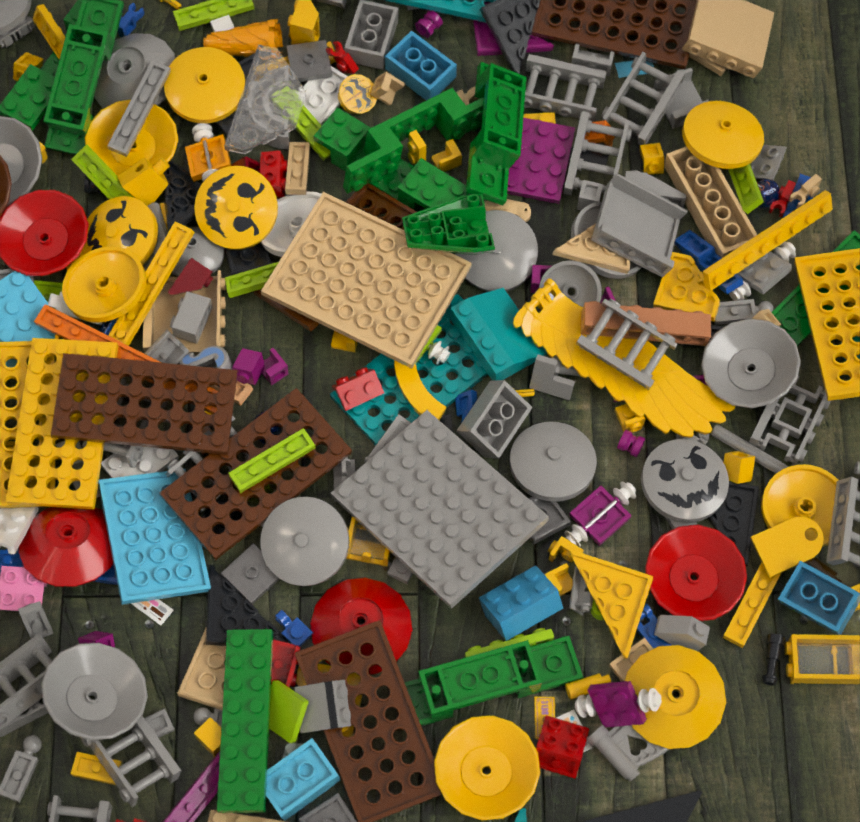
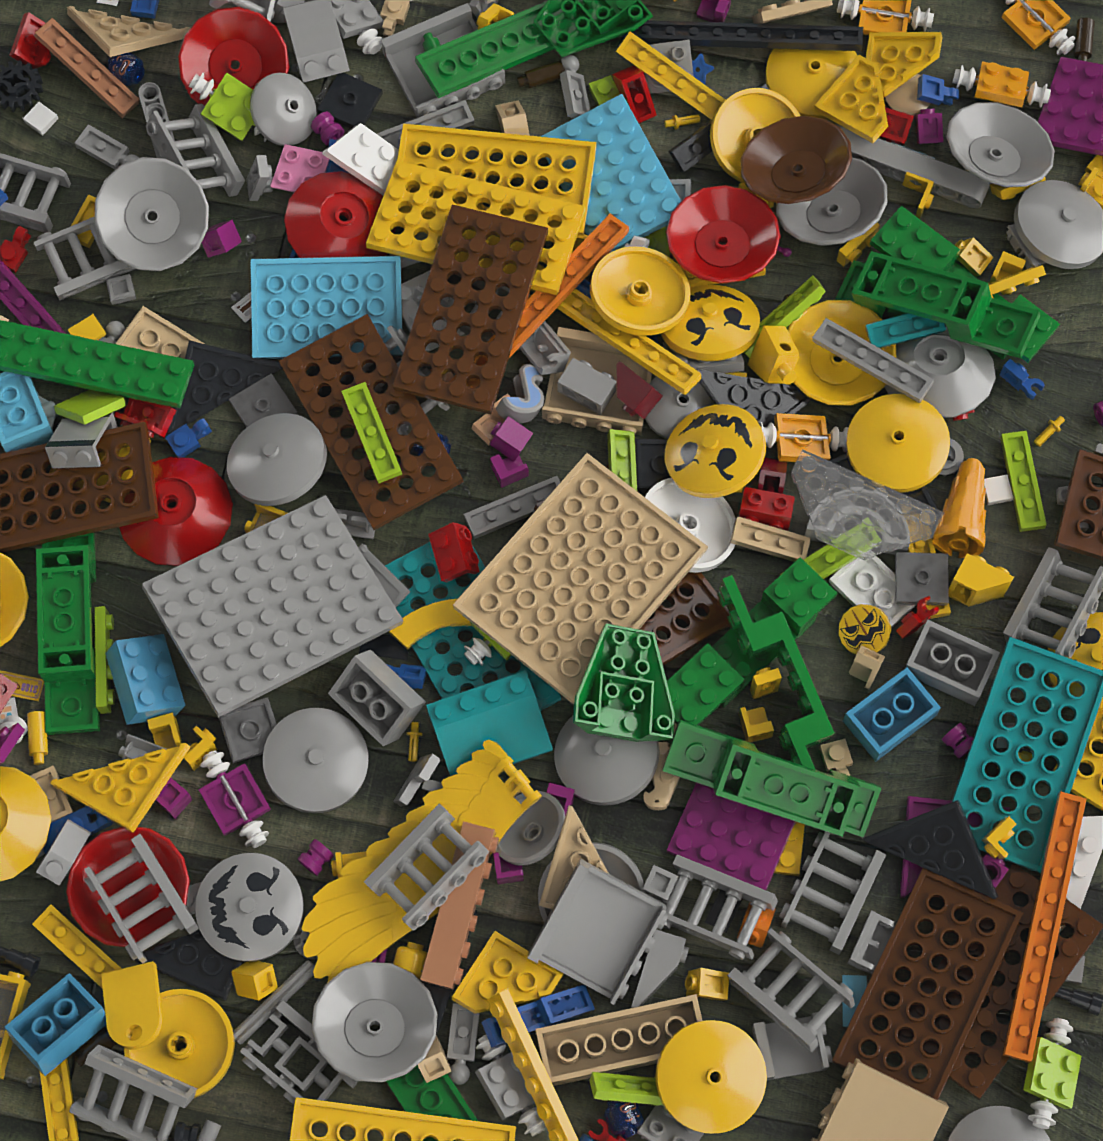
camera: 105 degrees right, 5 degrees up
(36, 43) = (1007, 265): none -> yellow panel
(108, 96) = (901, 329): none -> teal hinge
(305, 355) = (508, 509): none -> light grey plate
(614, 555) = (173, 798): none -> magenta panel
(691, 357) = (411, 958): none -> yellow head
(700, 532) = (167, 898): none -> light grey fence

